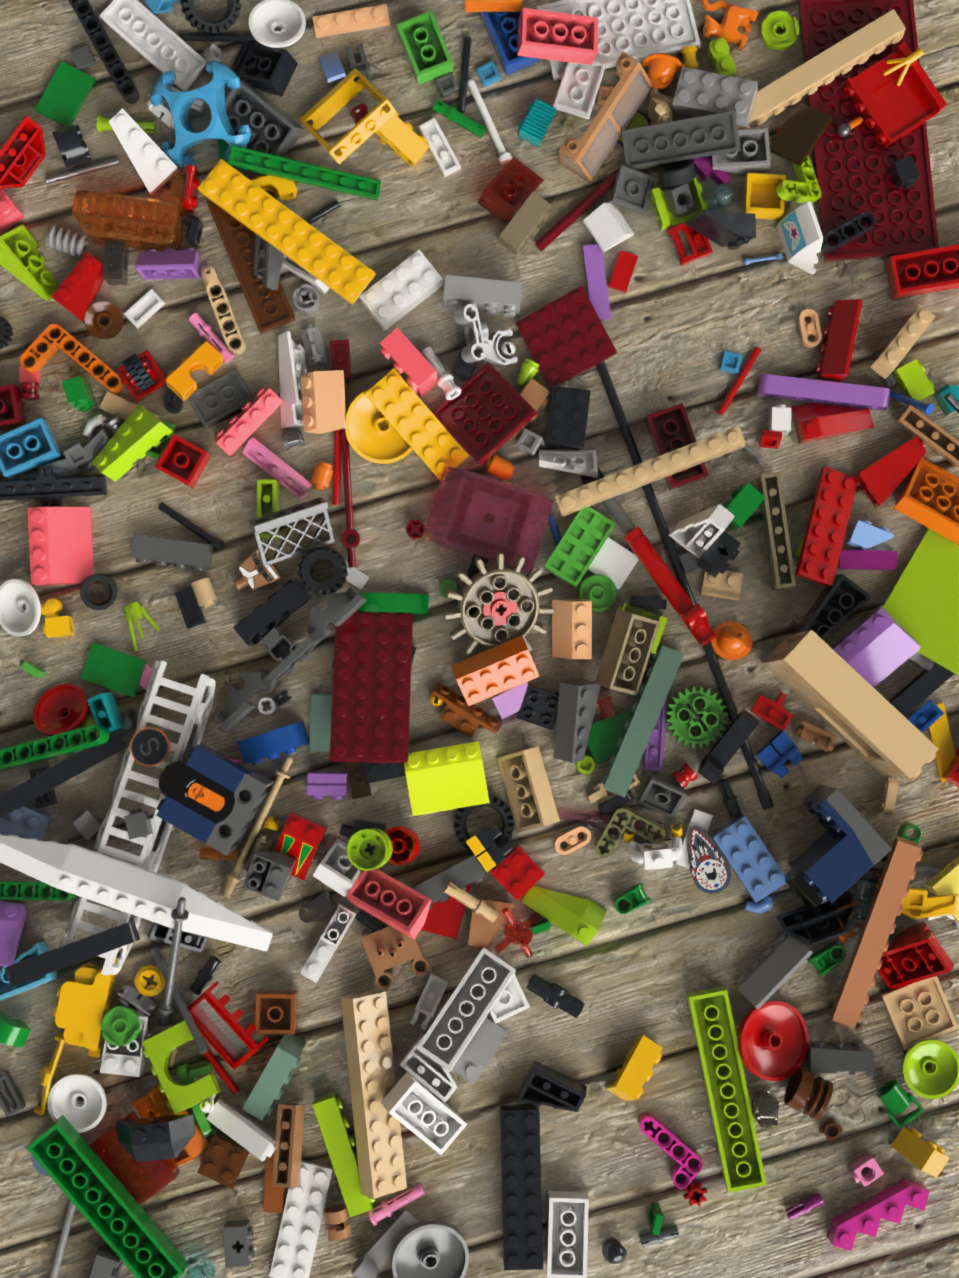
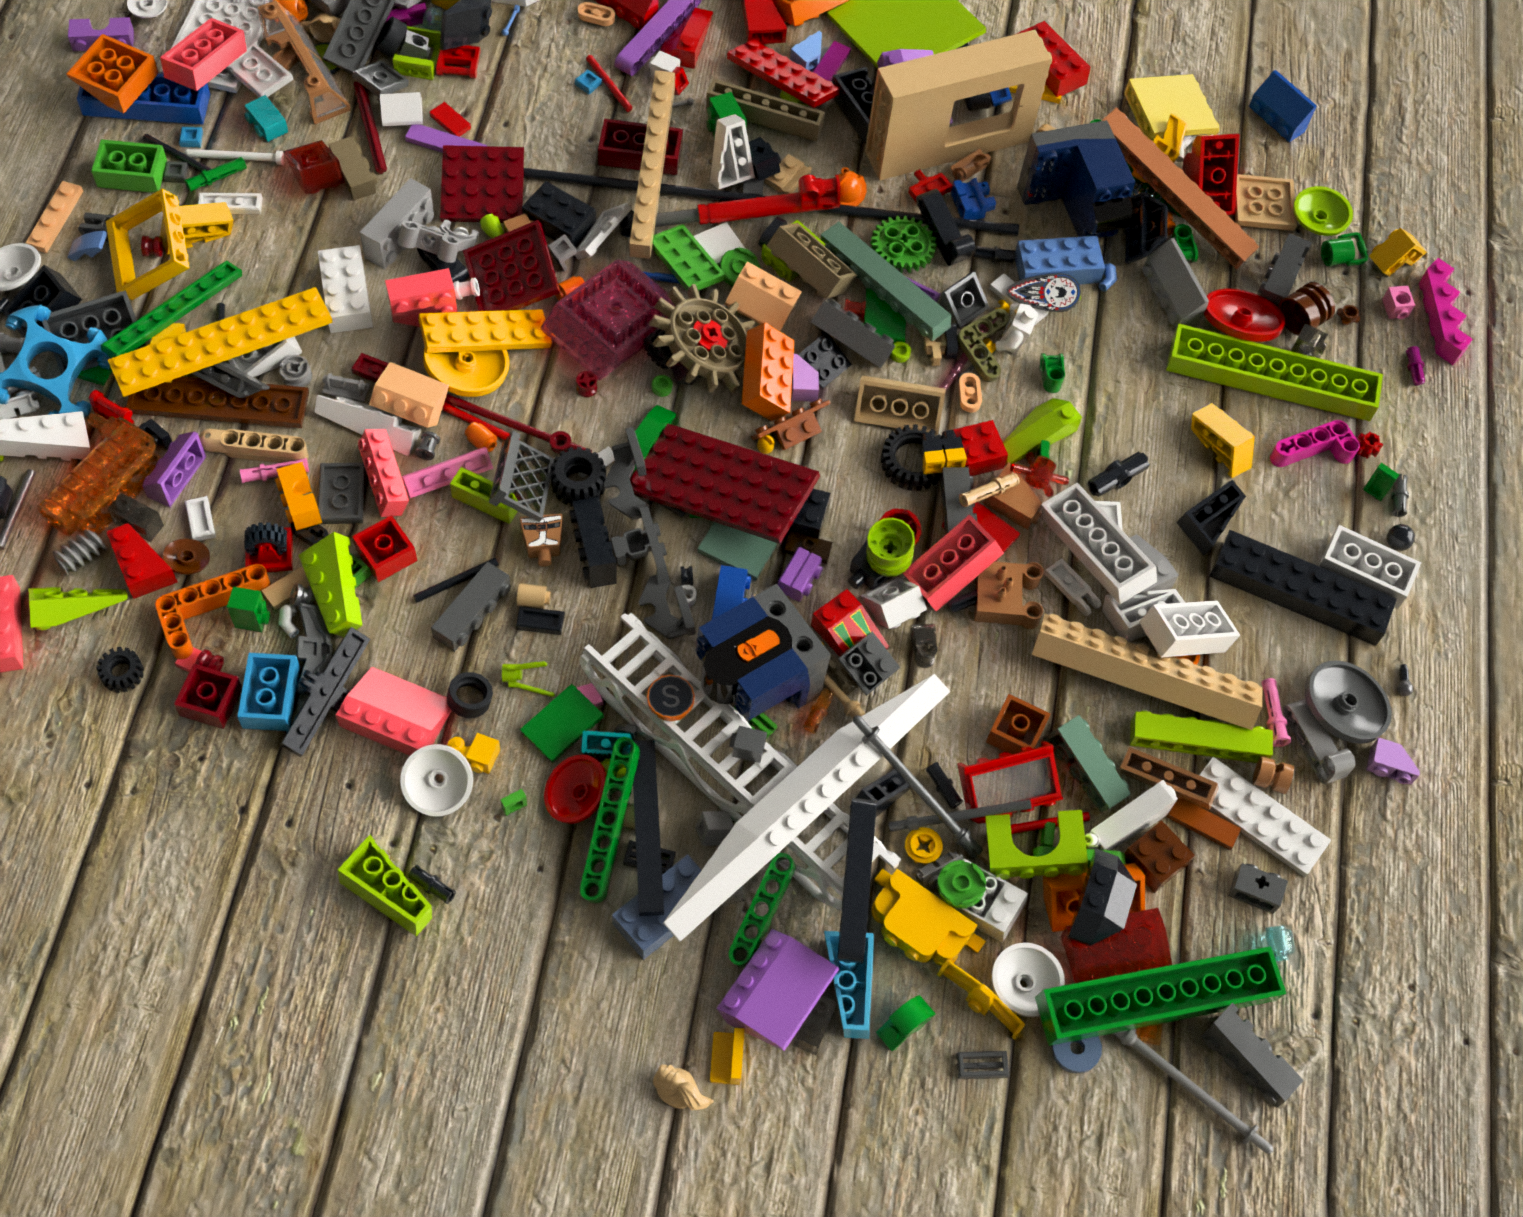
camera: 75 degrees left, 25 degrees down
(328, 943) = (966, 649): white slope -> none
(446, 778) = (853, 461): neon yellow slope -> none
(684, 775) = (952, 273): red wheel -> none

